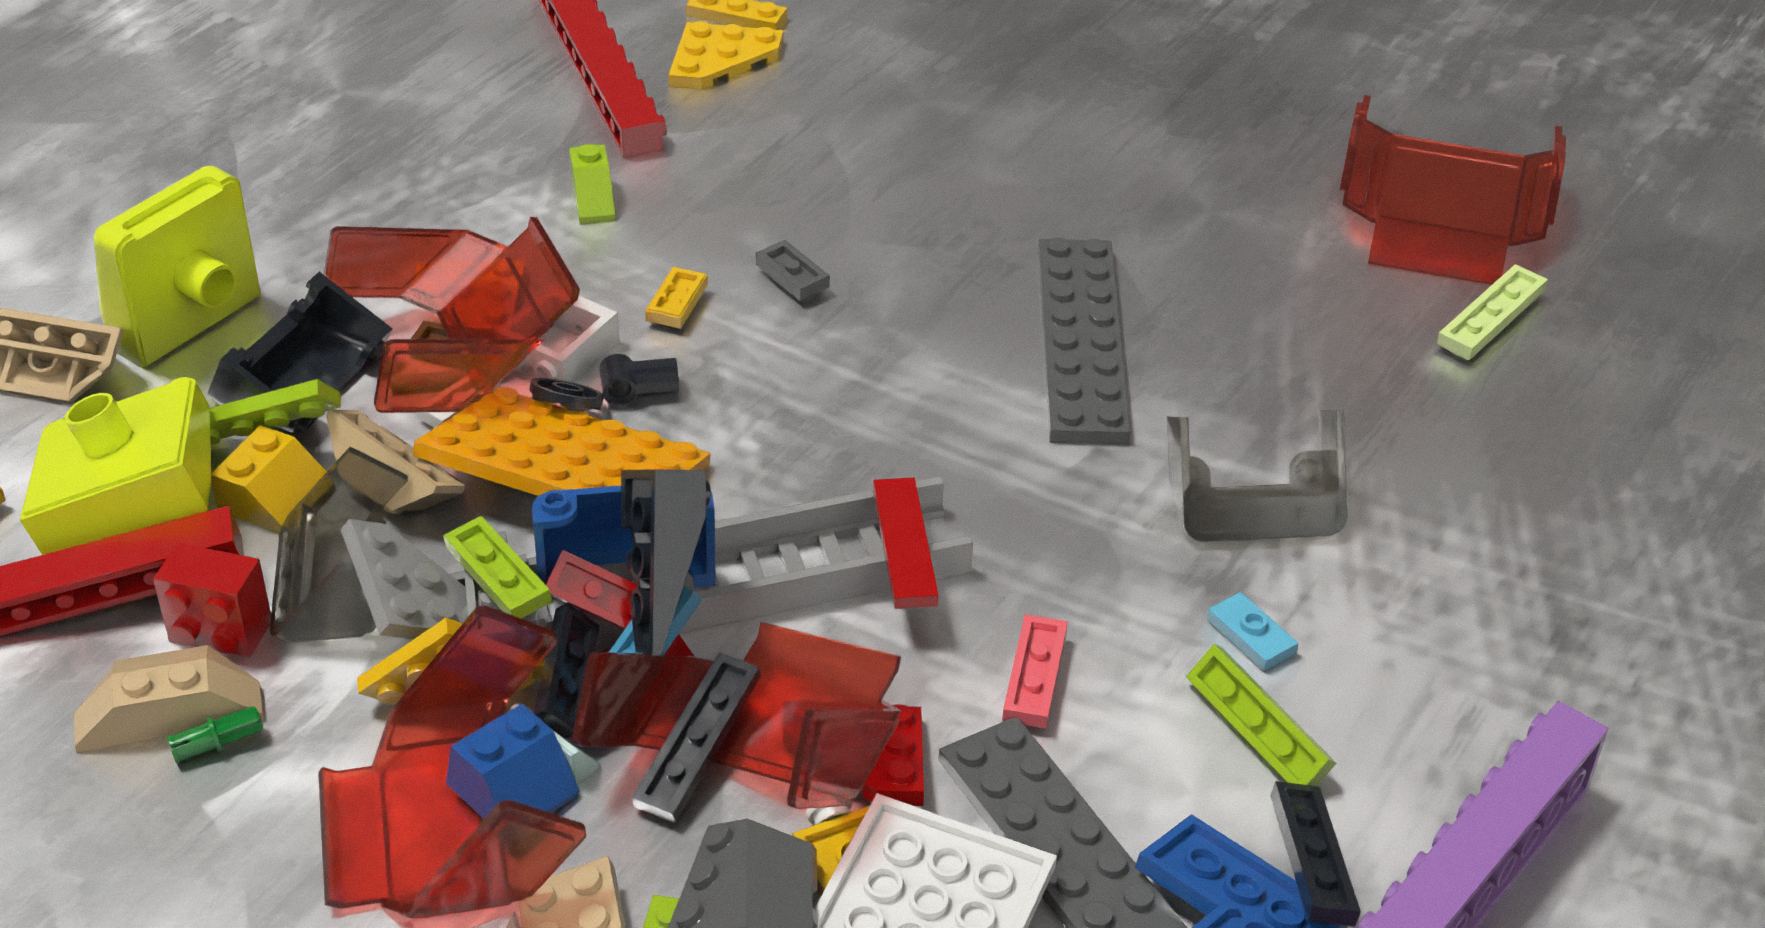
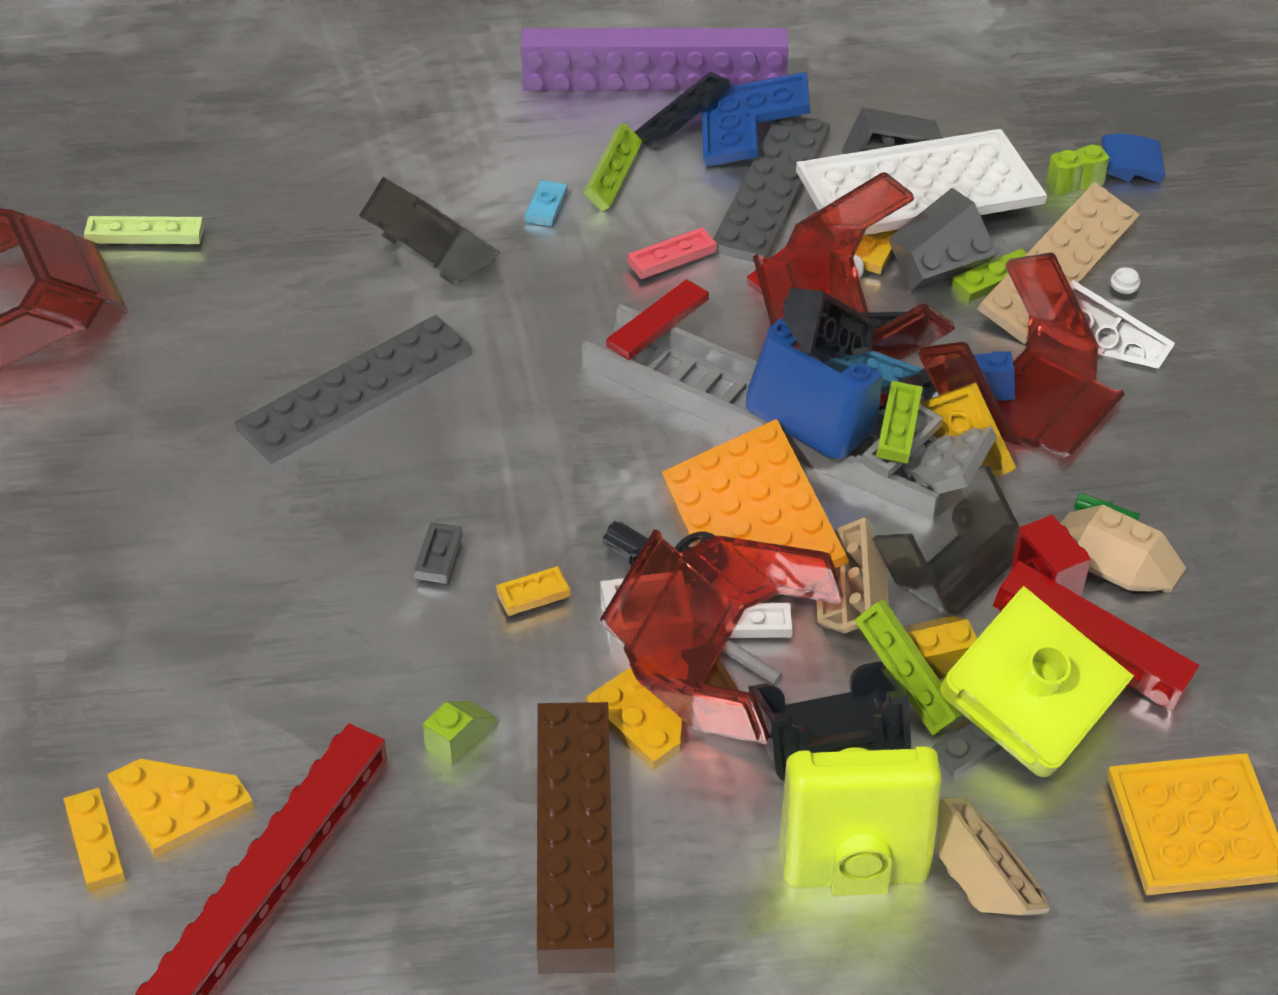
camera: 130 degrees left, 5 degrees up
(406, 174) = (574, 839): none -> reddish brown brick

